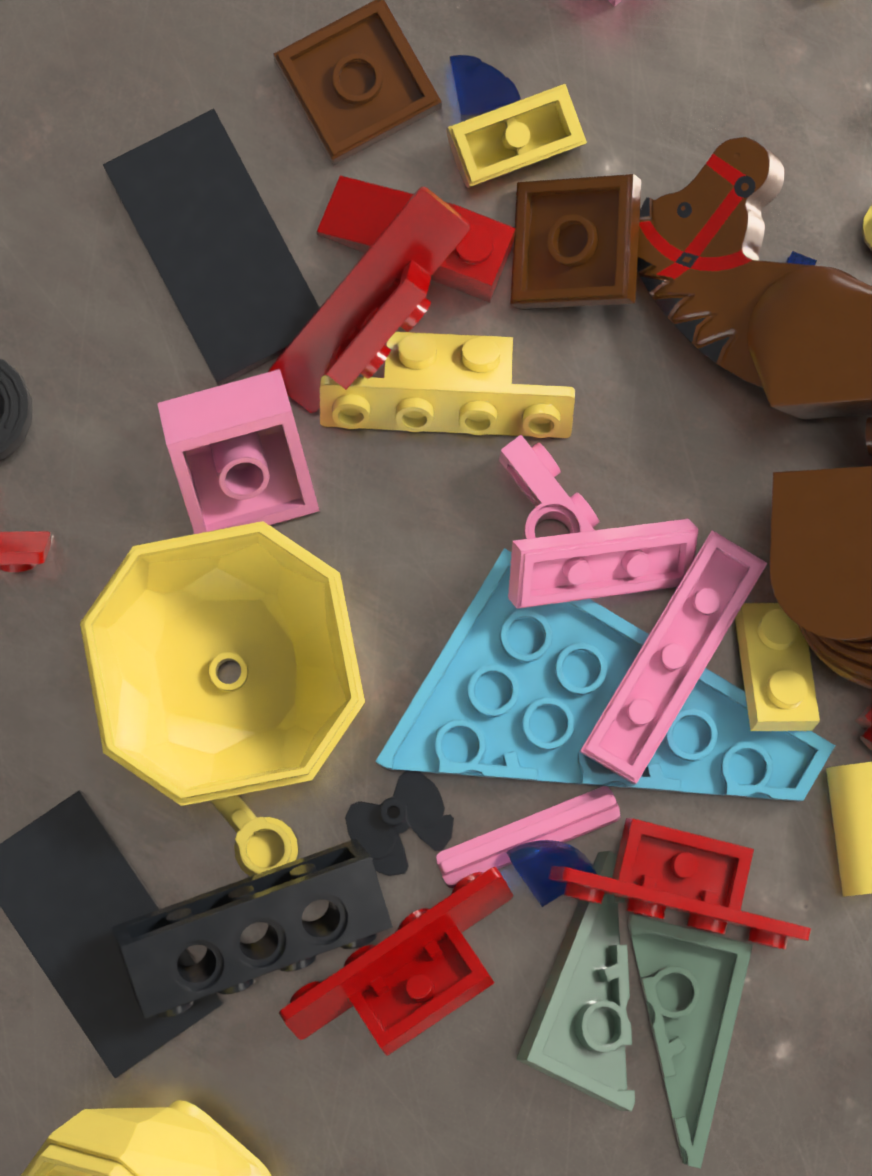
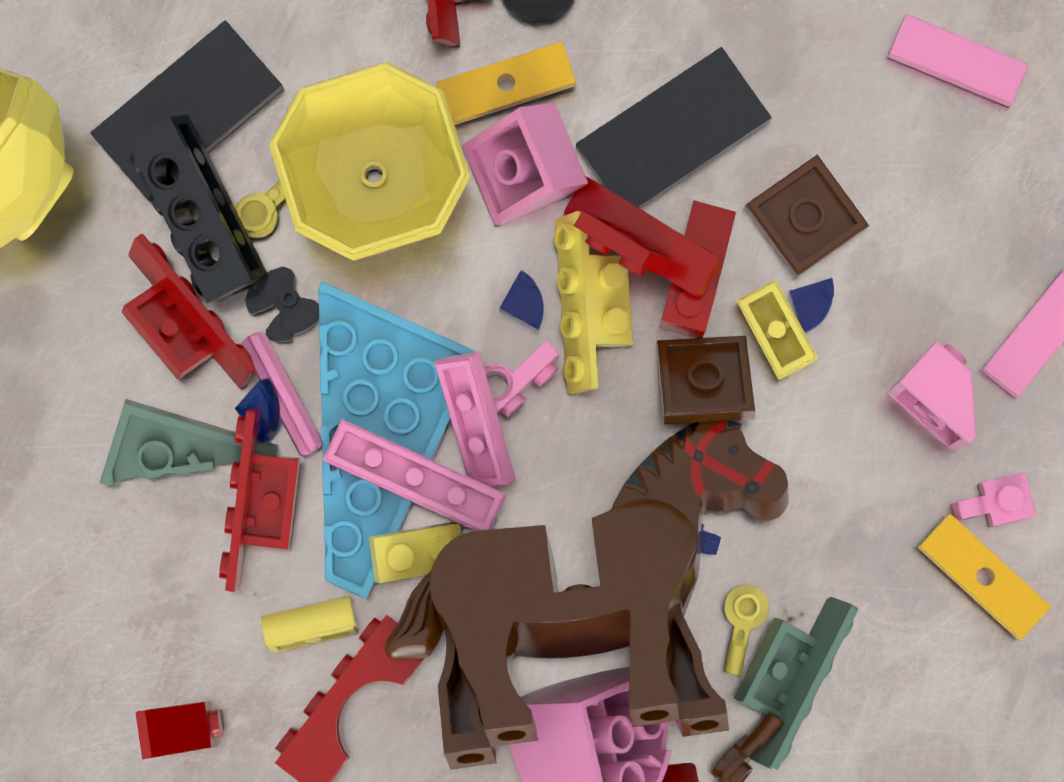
camera: 85 degrees right, 0 degrees up
(113, 433) = (532, 73): none -> yellow tile
(434, 481) = (524, 302): none -> clear blue tile
(692, 1003) = (178, 519): sand green wing -> none

